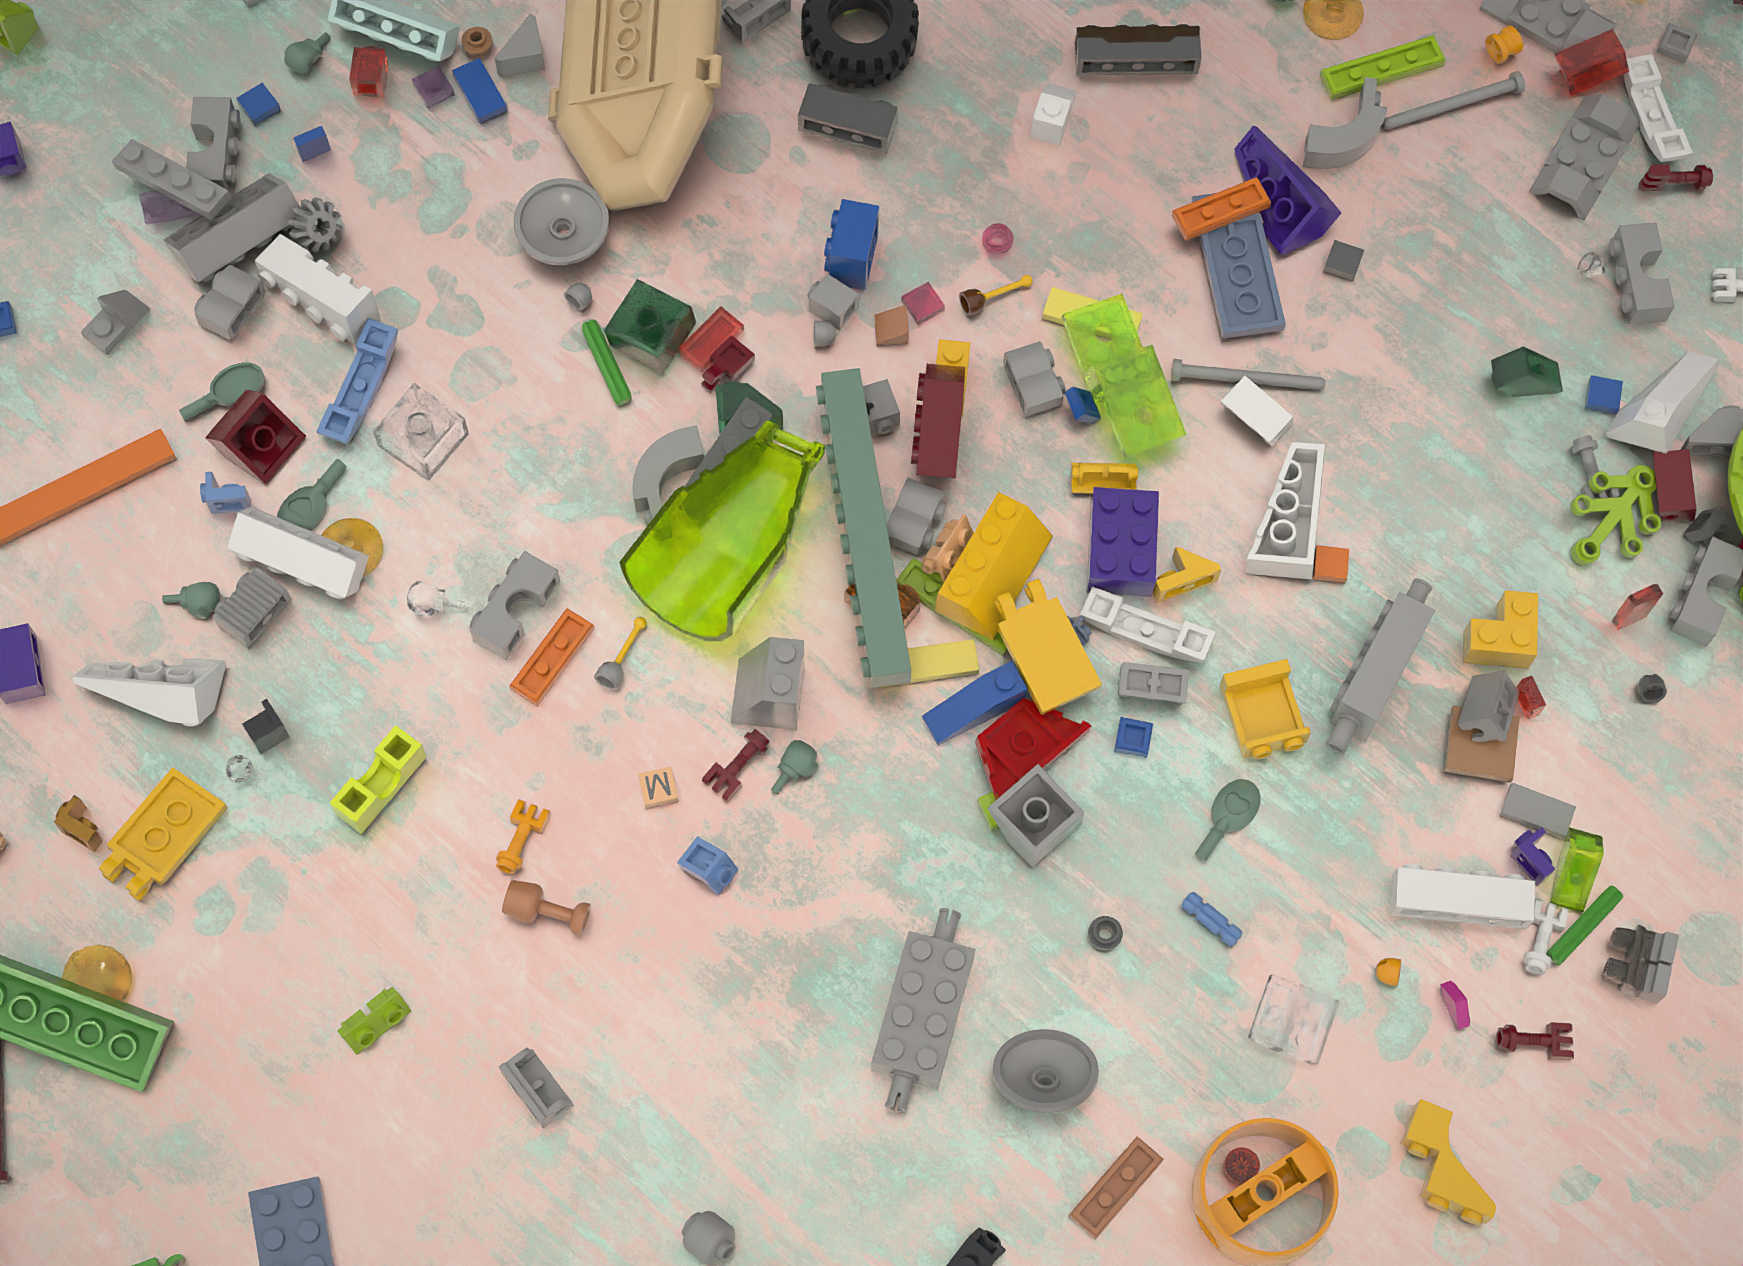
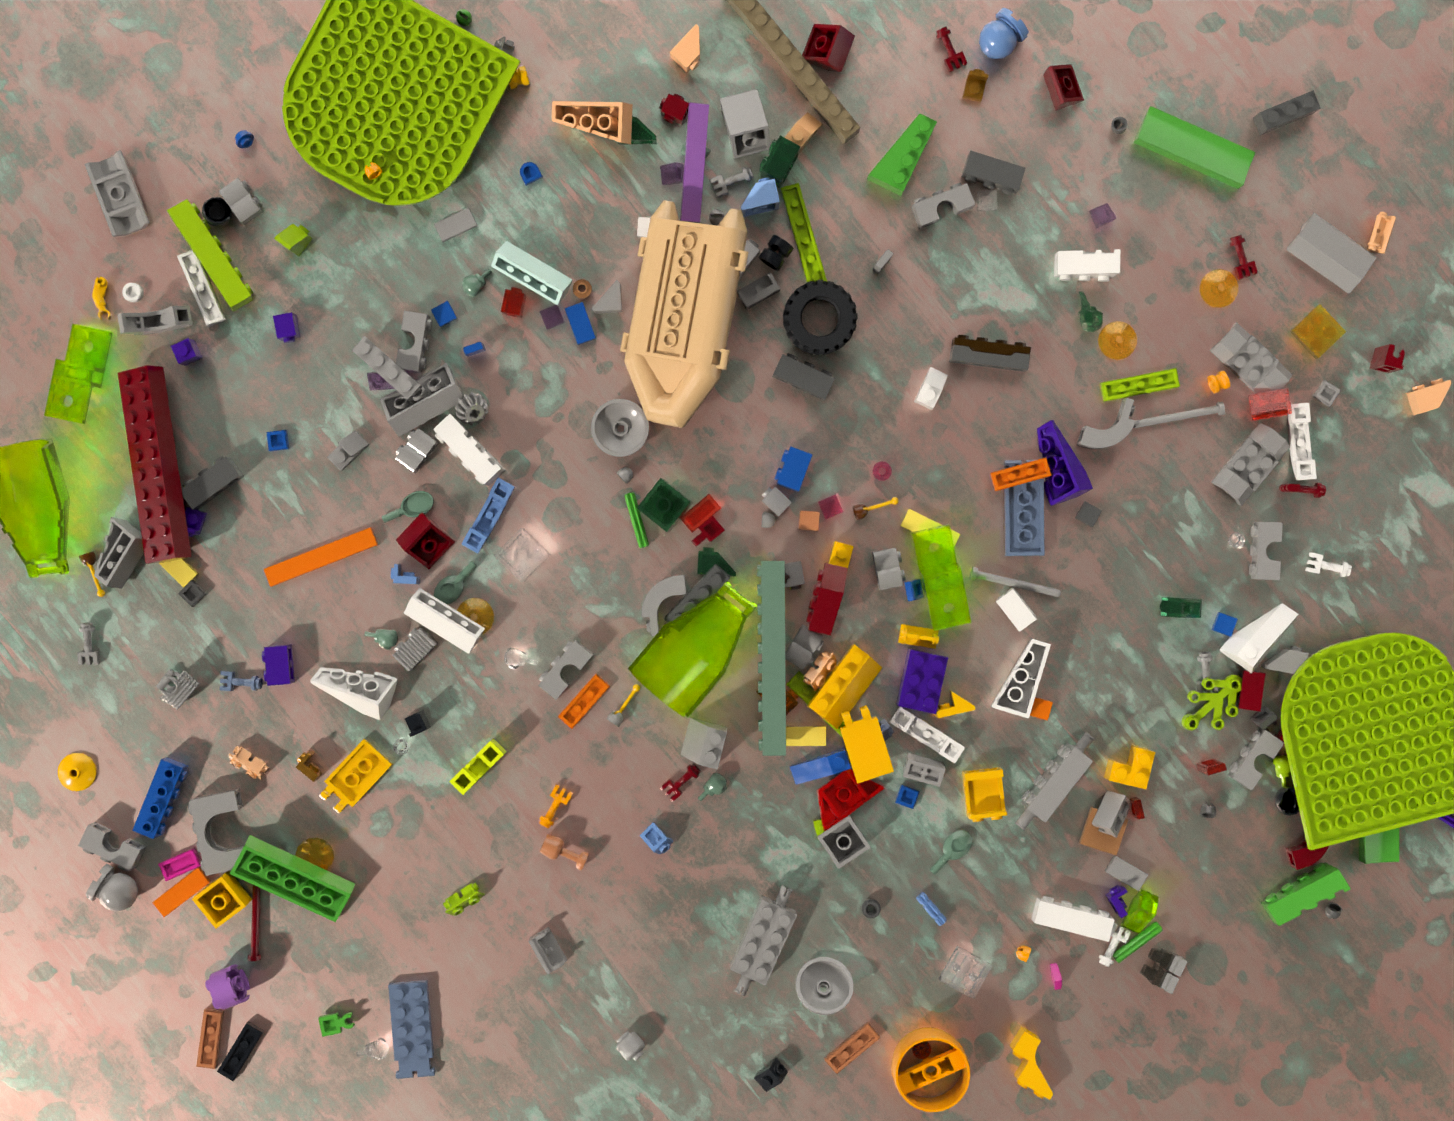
camera: 10 degrees right, 20 degrees up
(658, 787) = (634, 788): light nougat tile -> none
(1509, 1039) = (1081, 1000): dark red hinge -> none

